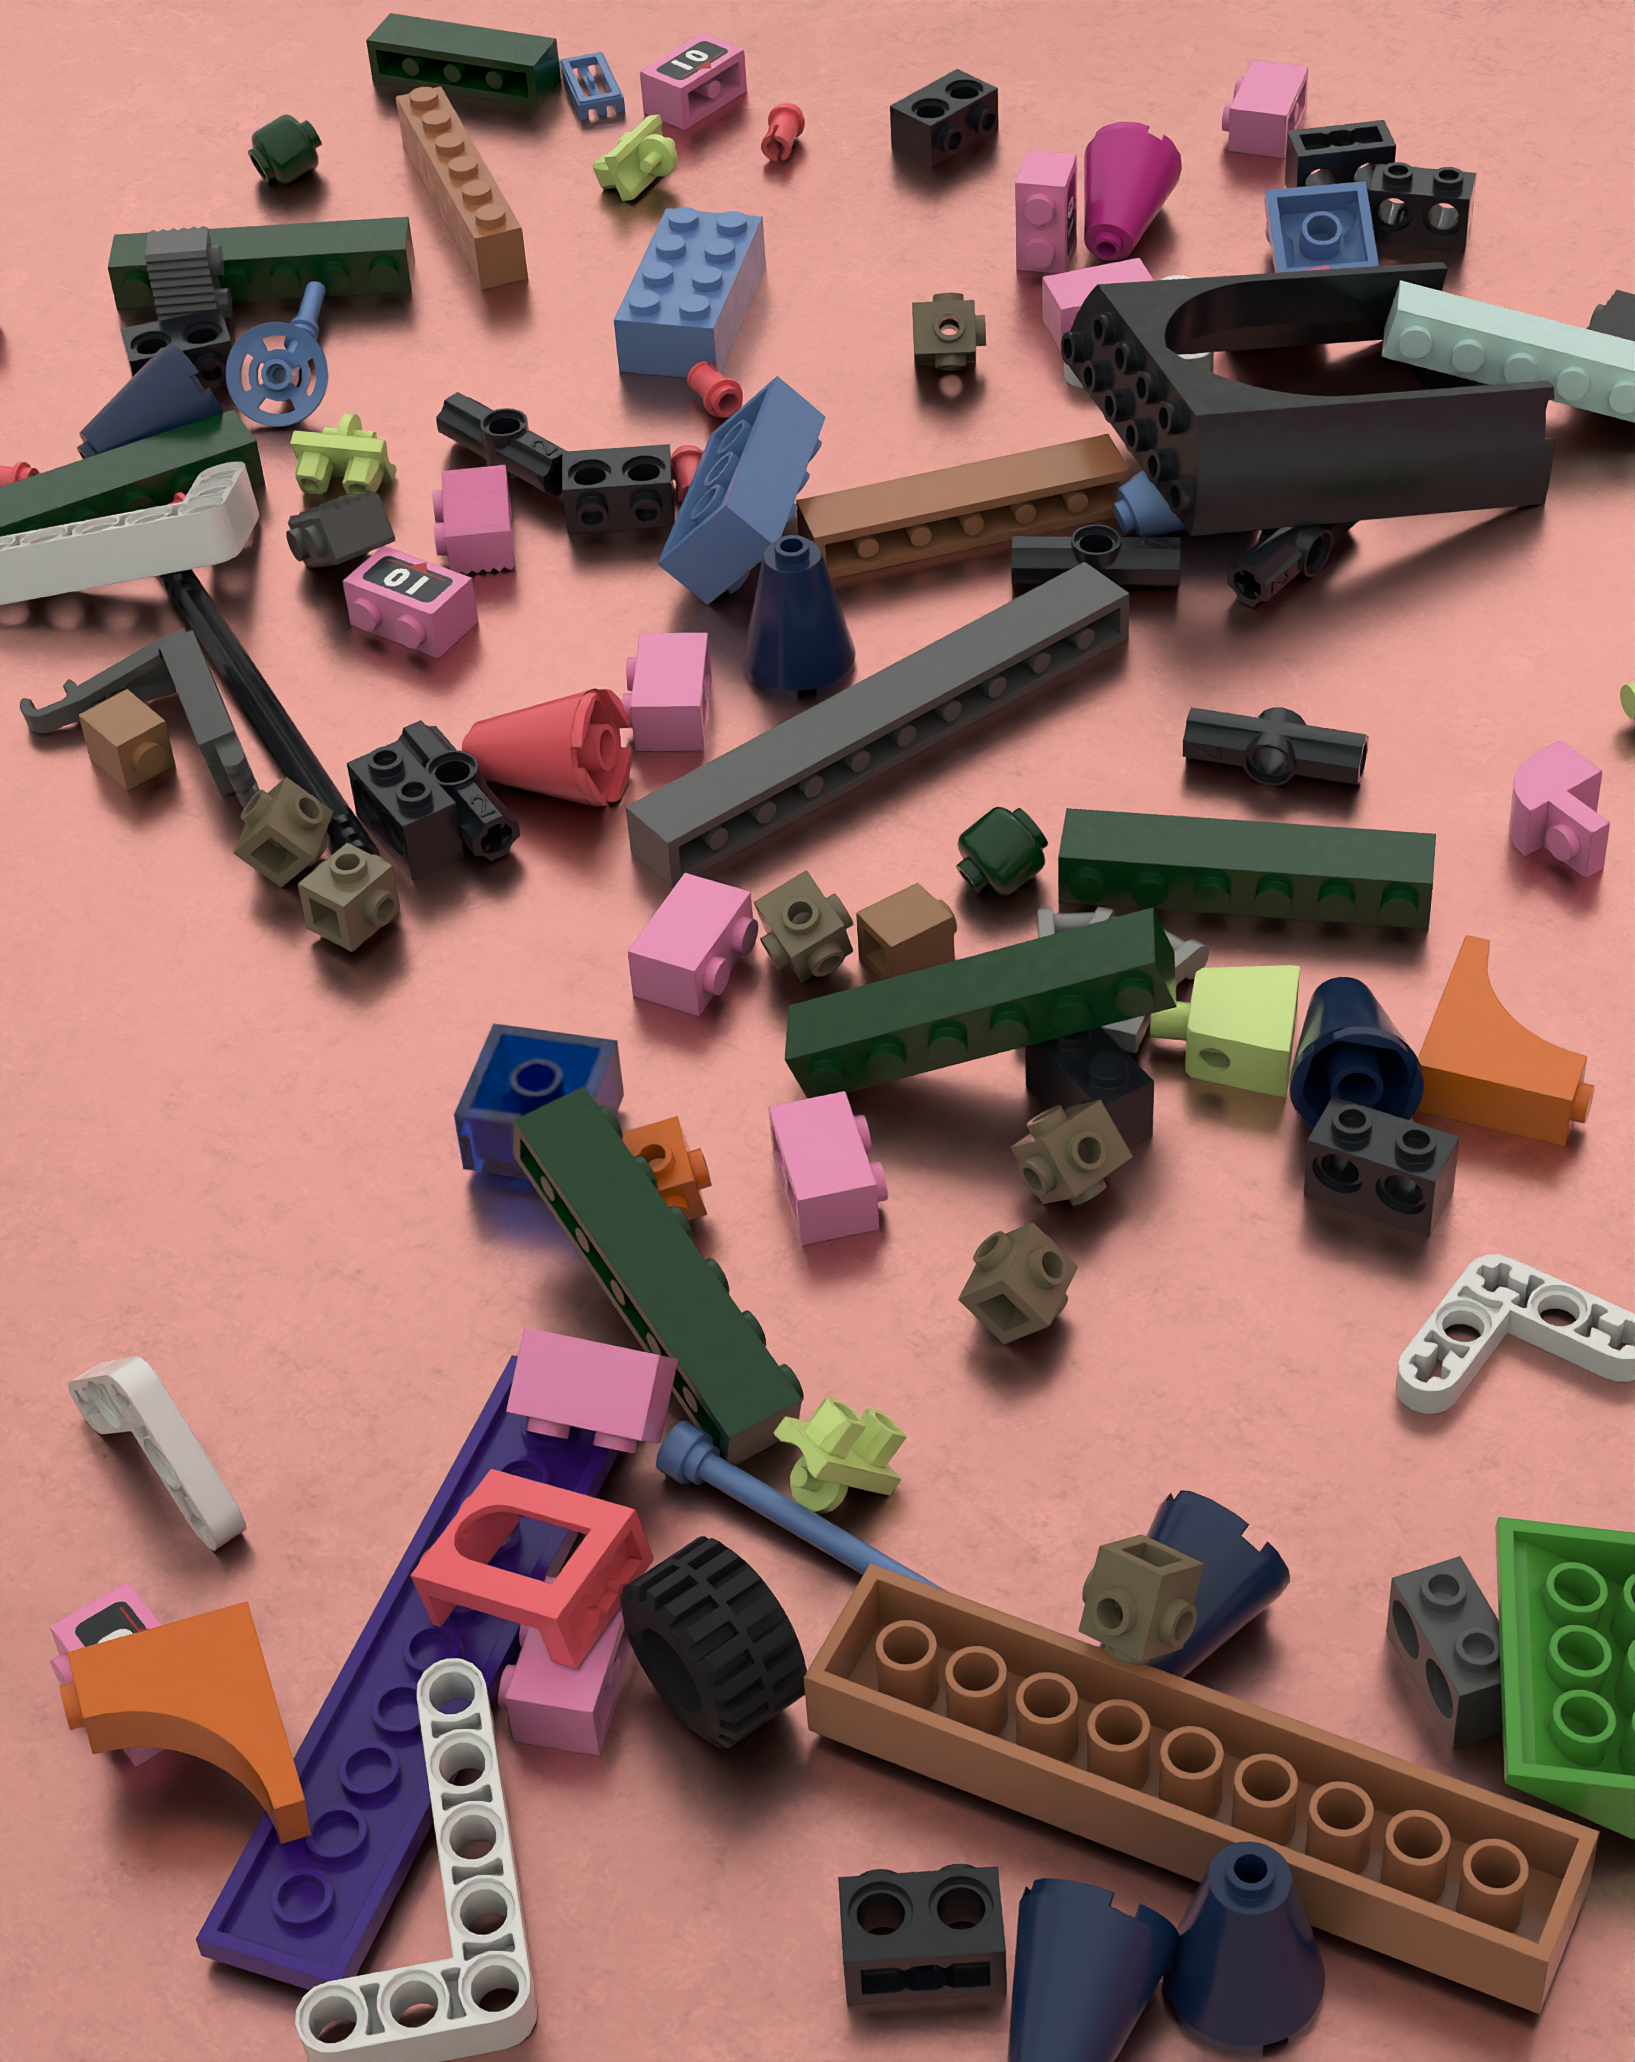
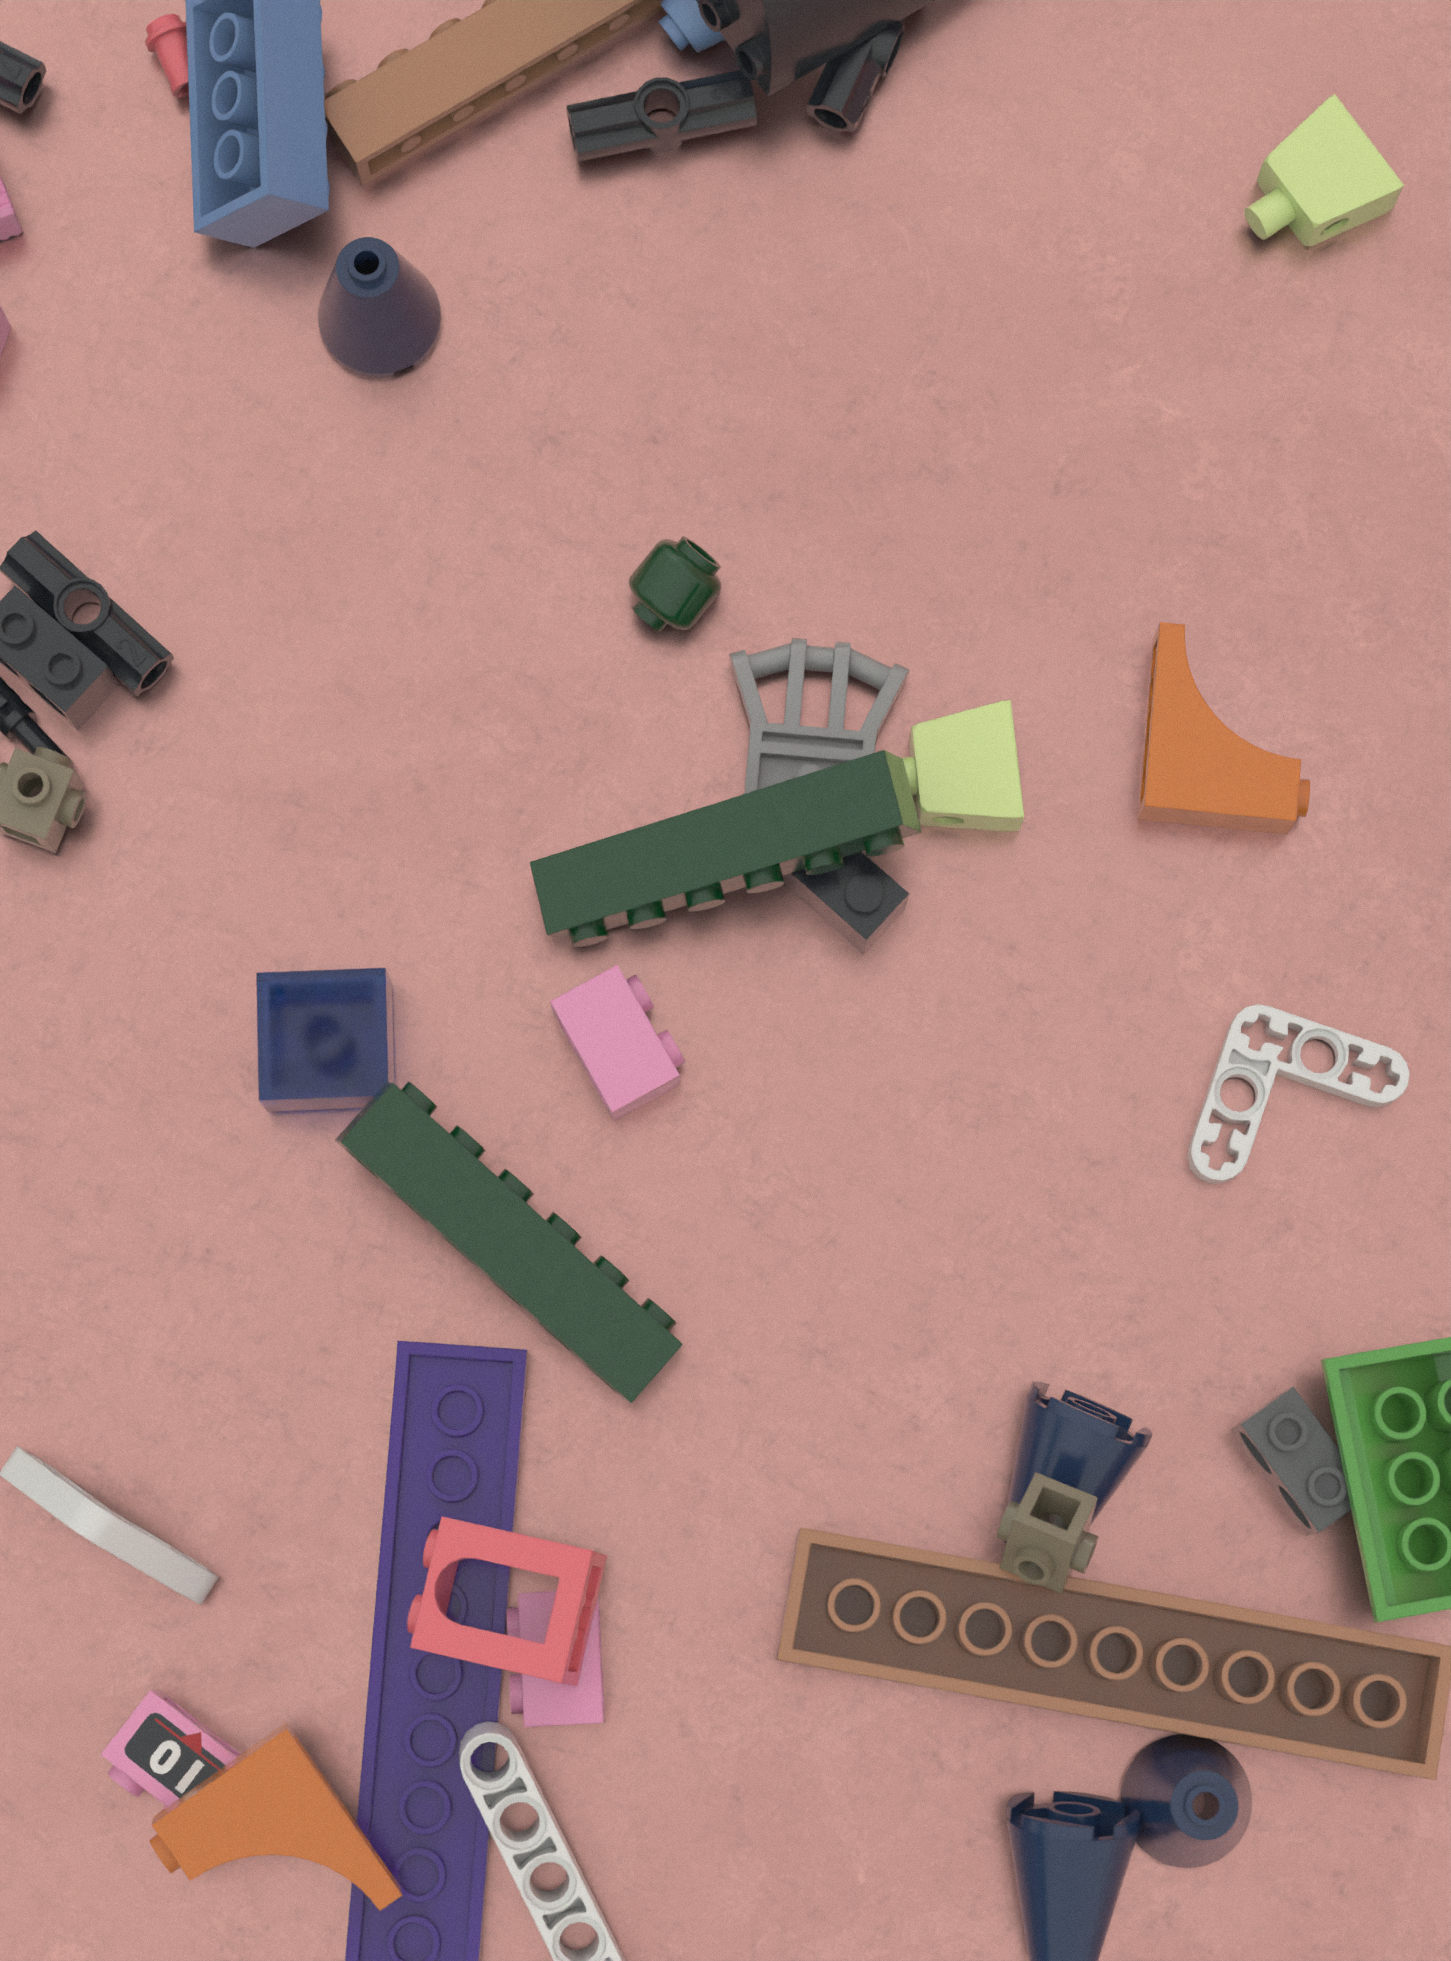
camera: 20 degrees left, 35 degrees up
(557, 748) = (174, 543): coral cone -> none
(591, 1387) = (497, 1392): bright pink brick -> none
(618, 489) = (100, 84): black brick -> none
(669, 691) = (264, 416): bright pink brick -> none
(677, 1169) = (490, 1087): orange brick -> none
(691, 1457) = (597, 1407): medium blue piece -> none
(692, 944) = (403, 779): bright pink brick -> none
(714, 1641) = (688, 1635): black tyre -> none
(804, 928) = (507, 722): dark tan brick -> none
(841, 1453) = (732, 1386): yellowish green hips -> none
(876, 724) = (500, 412): dark grey brick -> none
(906, 933) = (612, 720): medium nougat brick -> none
(923, 1953) = (933, 1860): black brick -> none
(1018, 1282) = (836, 1148): dark tan brick -> none
(1070, 1153) = (844, 980): dark tan brick -> none
(1247, 868) = (923, 553): dark green brick -> none
(1275, 746) = (913, 364): black piece -> none
(1352, 1054) = (1078, 797): dark blue cone -> none
(1381, 1165) = (1132, 925): black brick -> none
(1557, 808) = (1198, 402): bright pink brick -> none

